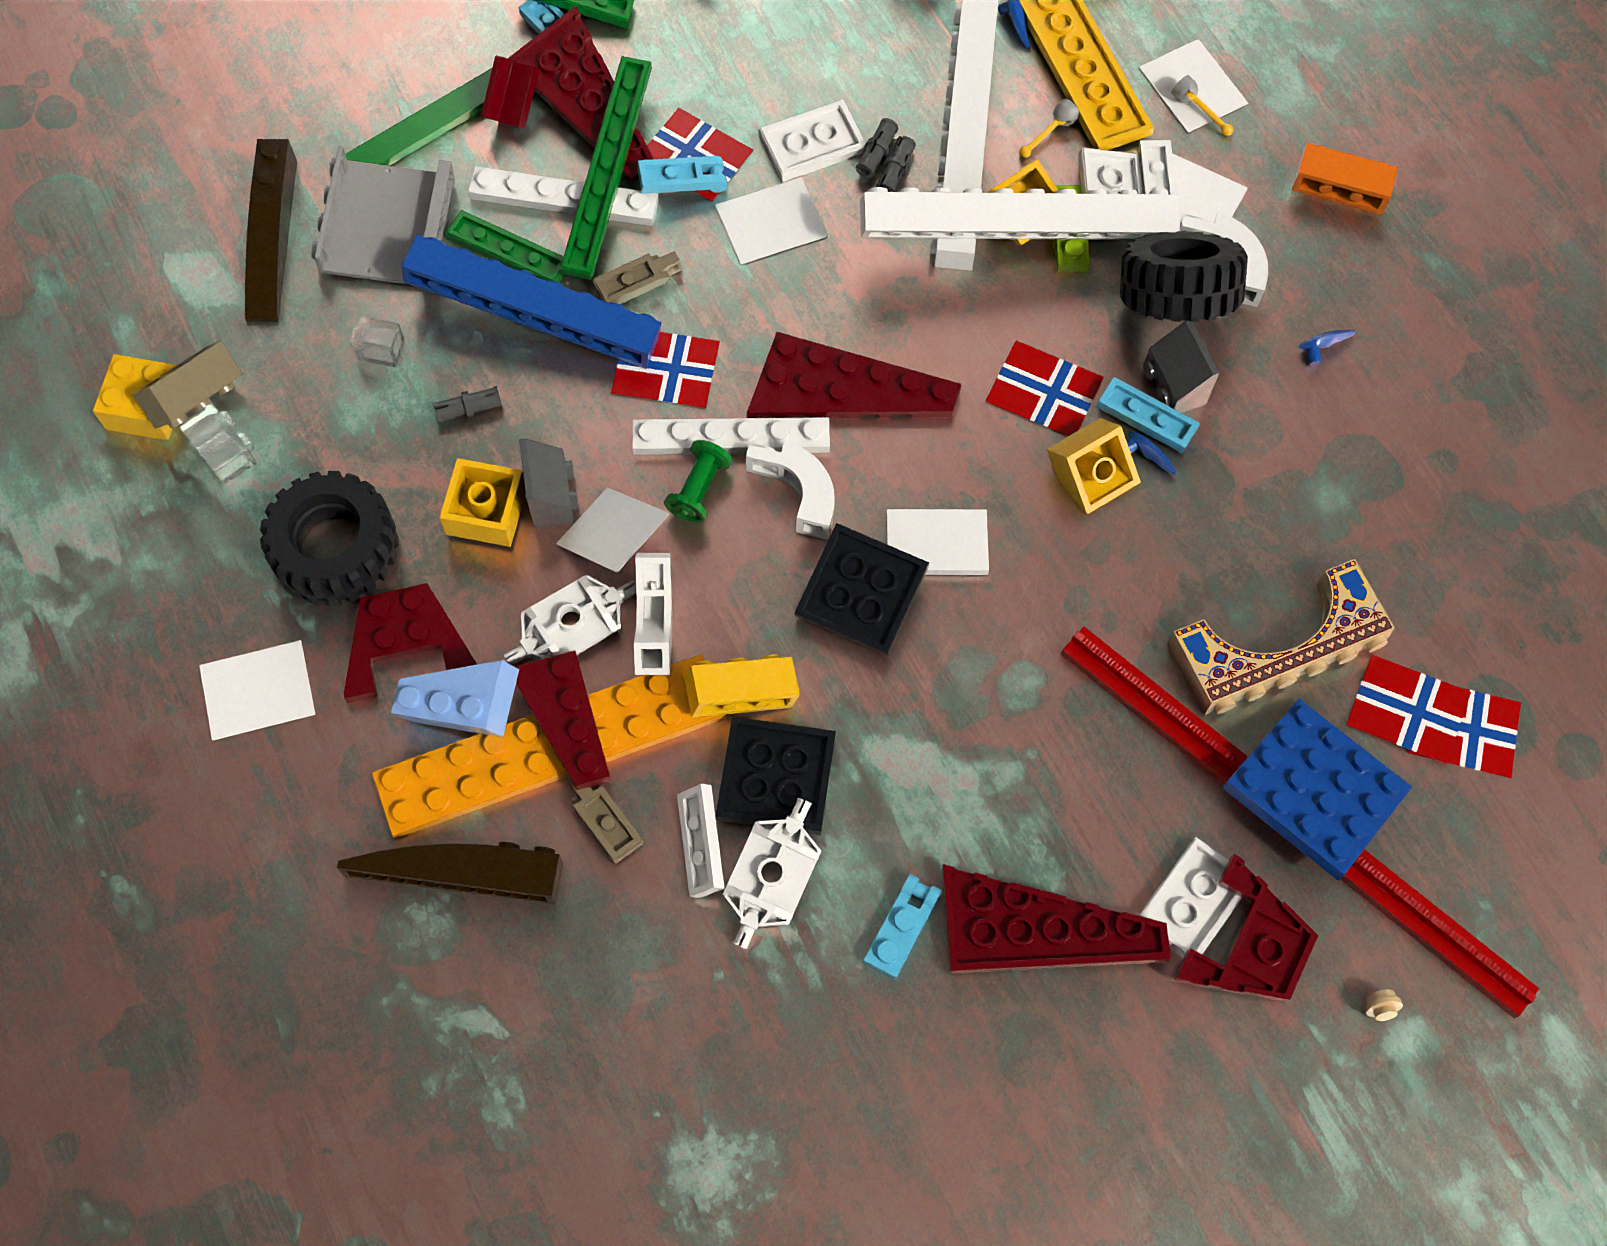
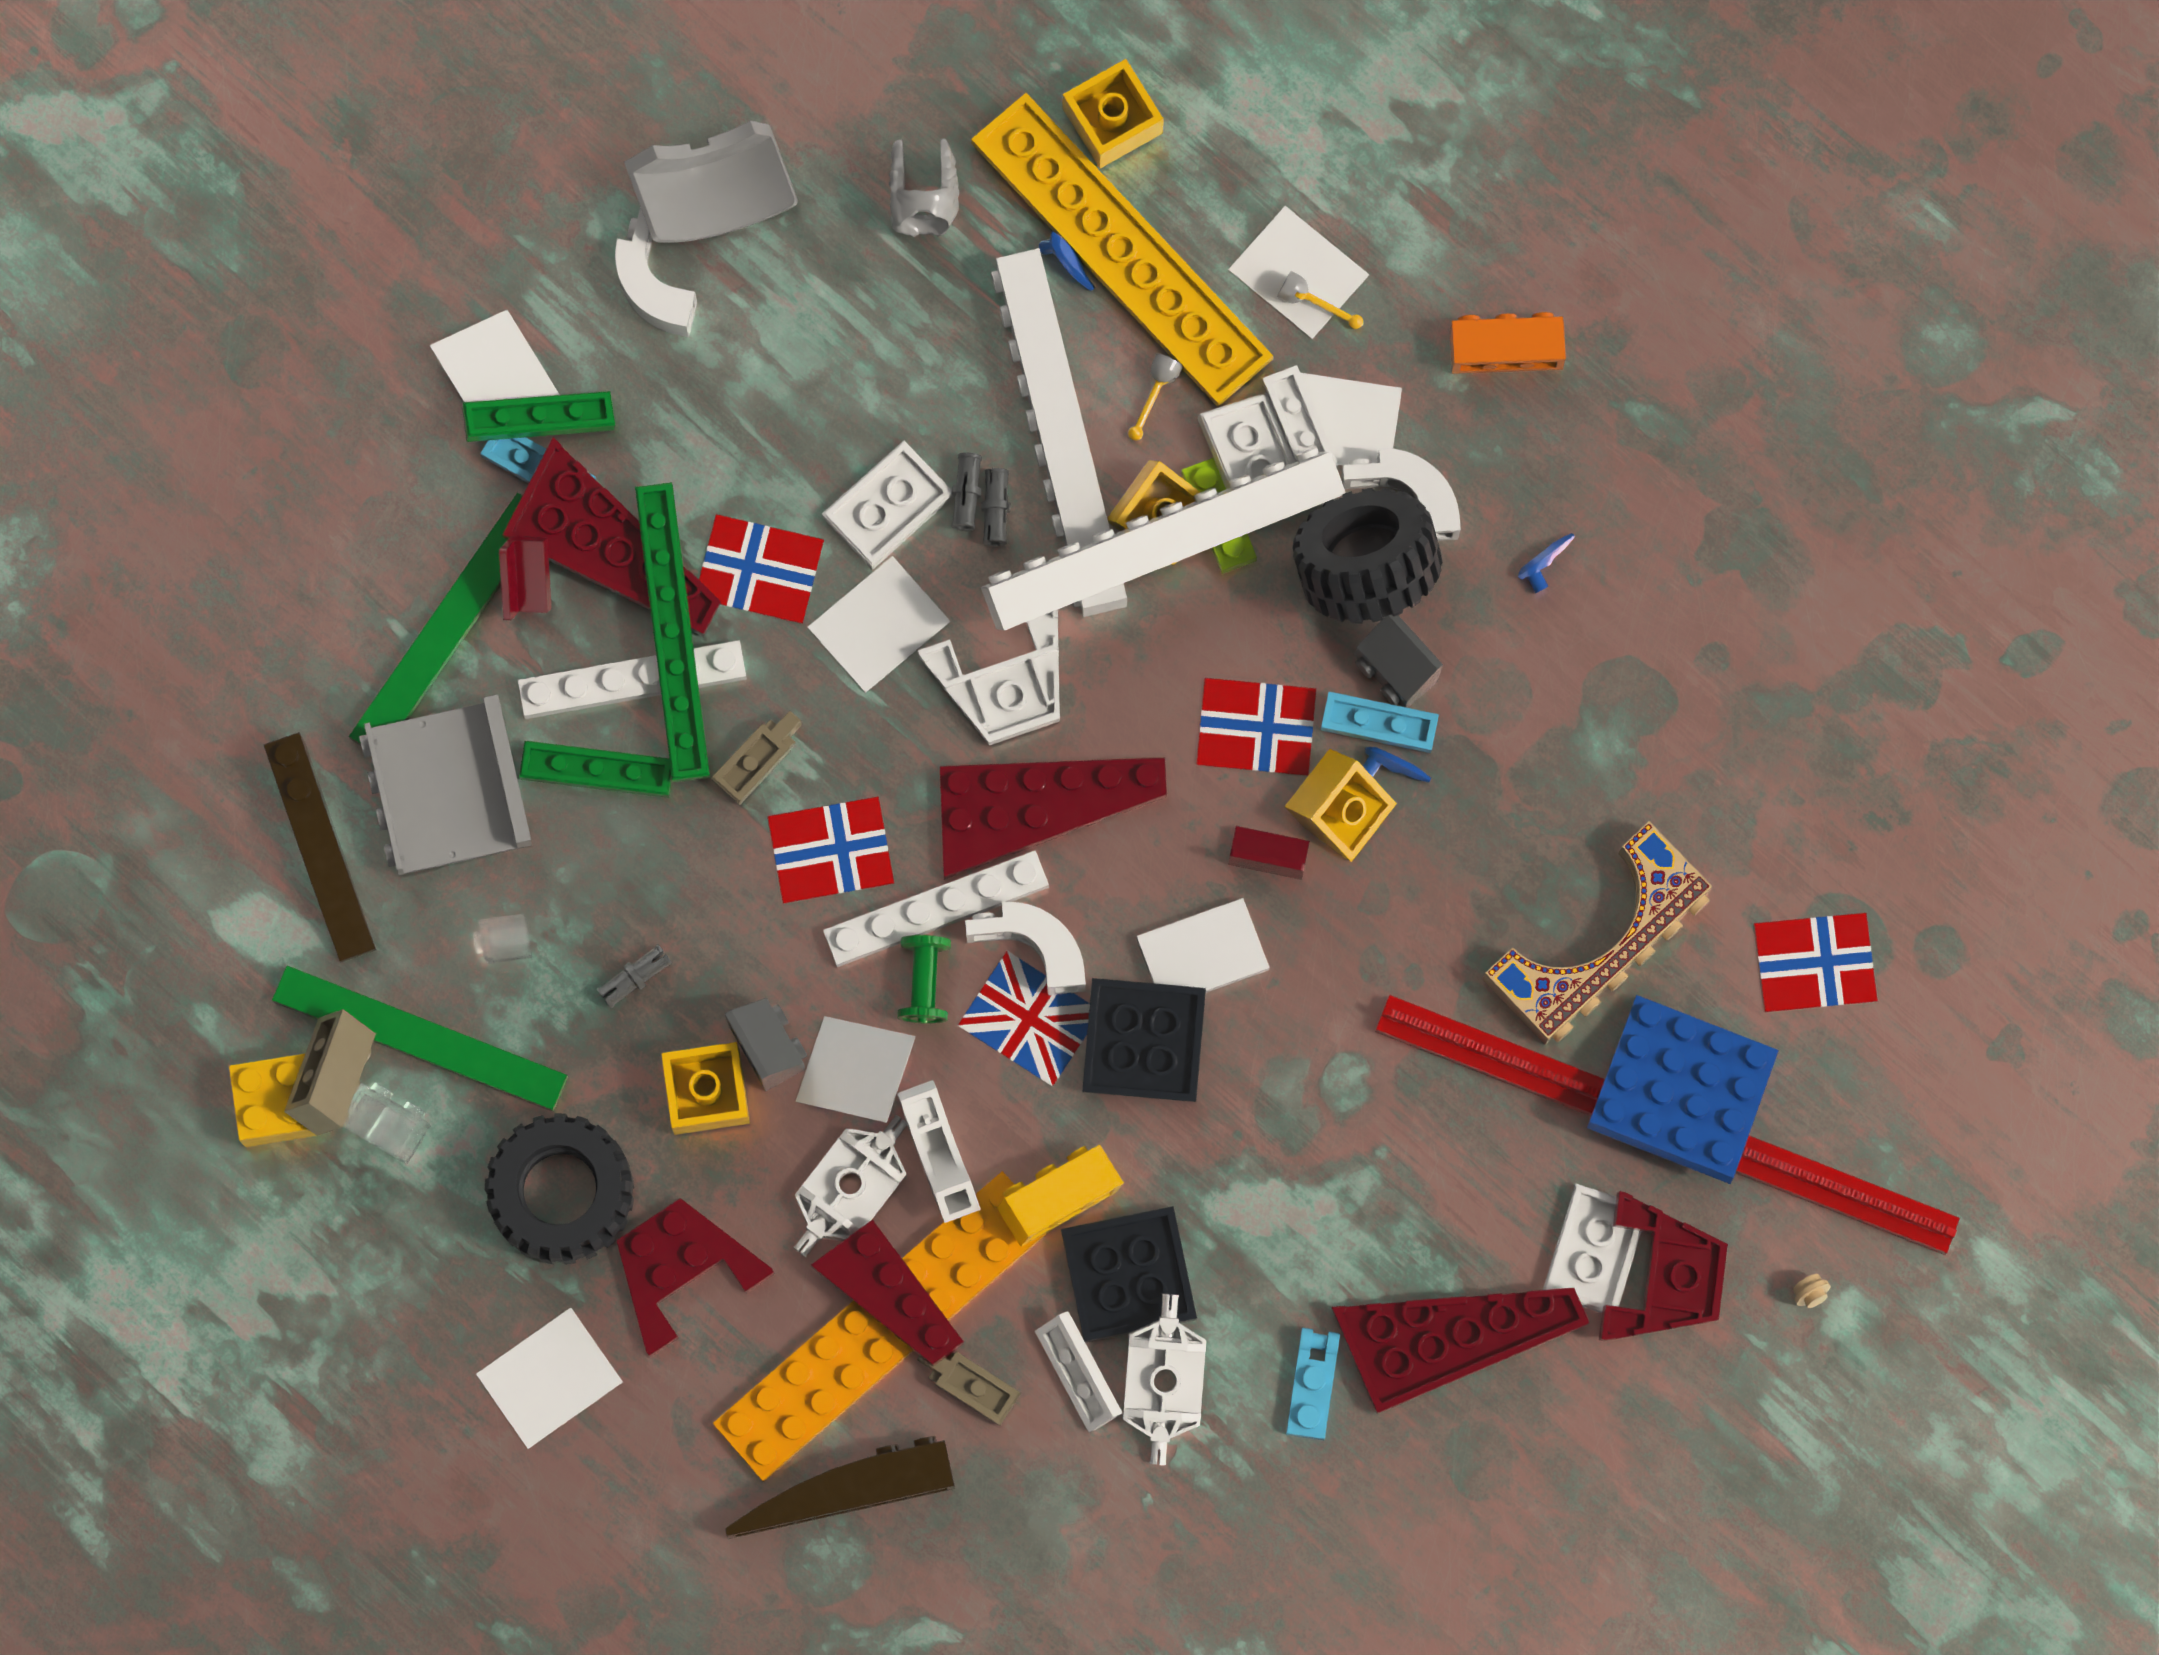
camera: 20 degrees left, 10 degrees up
(284, 397) = (425, 1039): none -> green tile
(459, 698) = (776, 1318): light blue wedge -> none
(531, 301) = (660, 835): blue brick -> none
(682, 174) = (759, 610): medium azure plate -> none
(769, 548) = (1026, 1022): none -> sticker
(854, 298) = (1007, 695): none -> white wing
(1020, 484) = (1268, 852): none -> dark red panel
(1408, 708) = (1752, 962): sticker -> none

